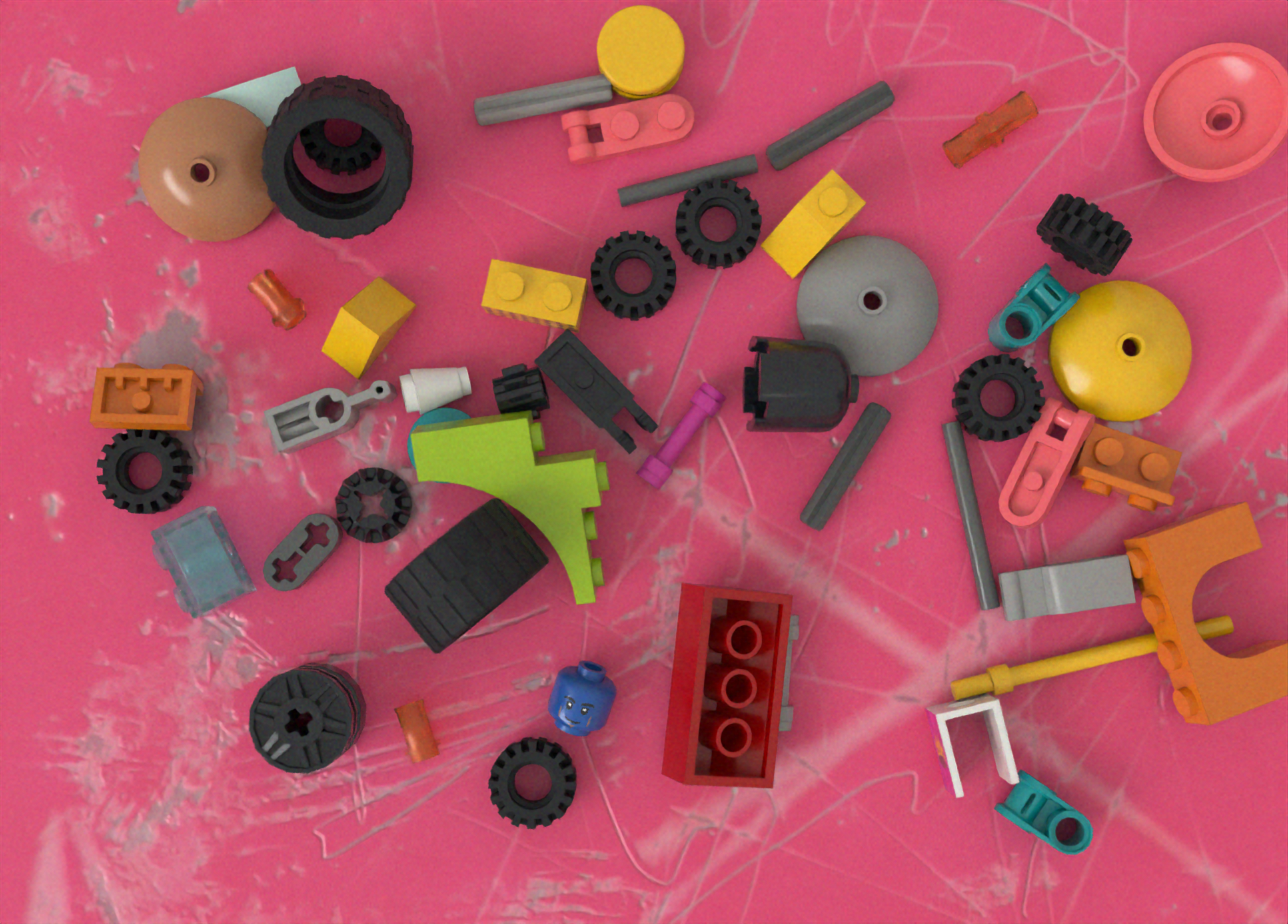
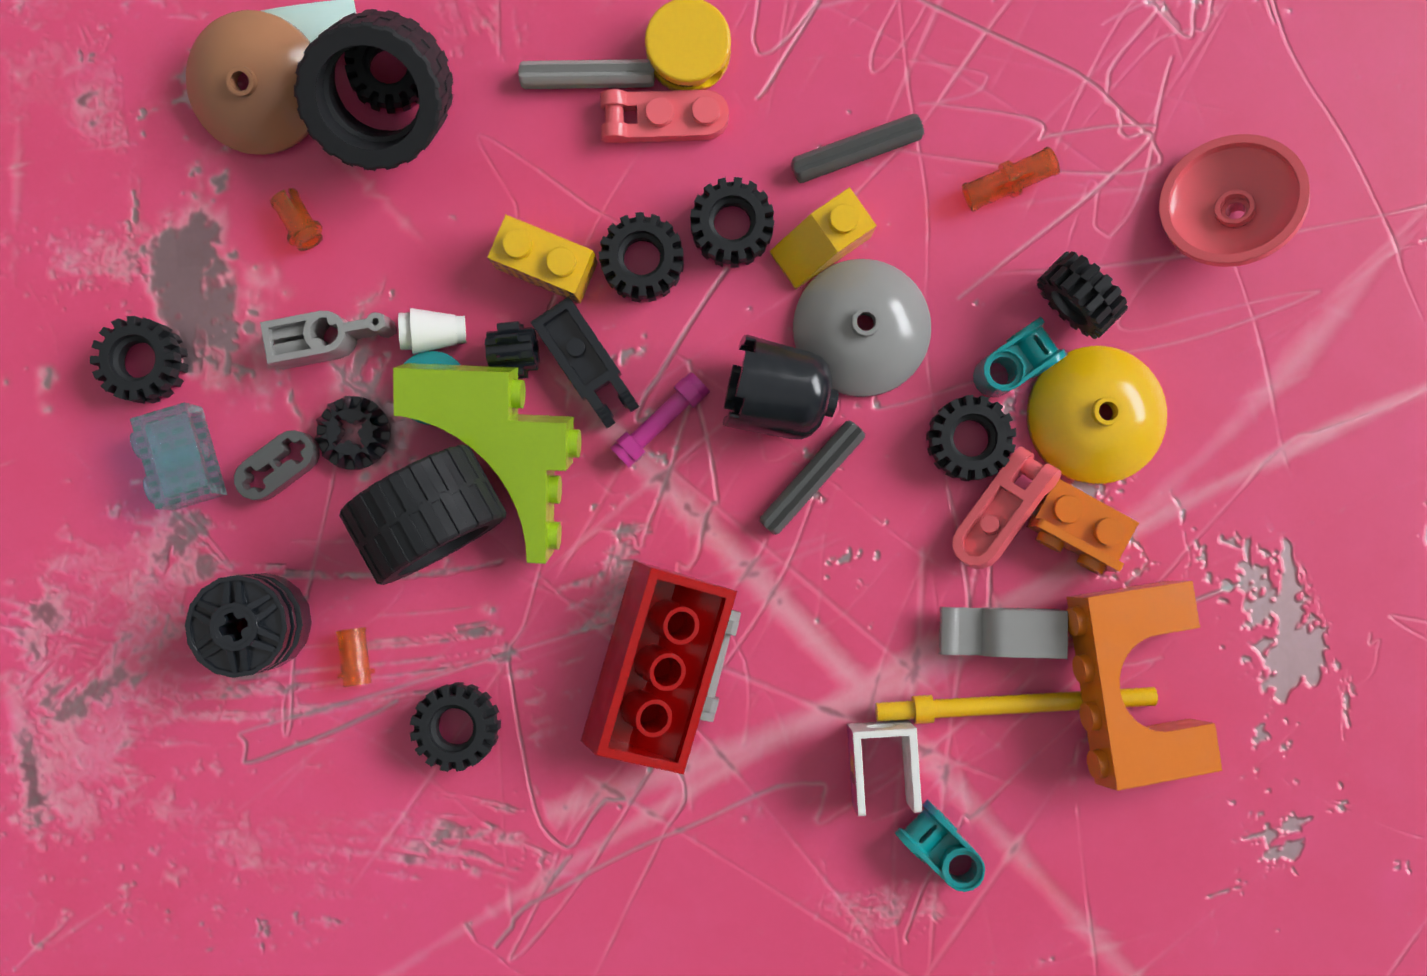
camera: 10 degrees right, 0 degrees up
(145, 397) = (149, 288): orange bracket -> none
(366, 326) = (377, 260): yellow slope -> none
(581, 698) = (516, 654): blue head -> none
(687, 180) = (703, 176): dark grey bar -> none
(970, 515) = (924, 546): dark grey bar -> none

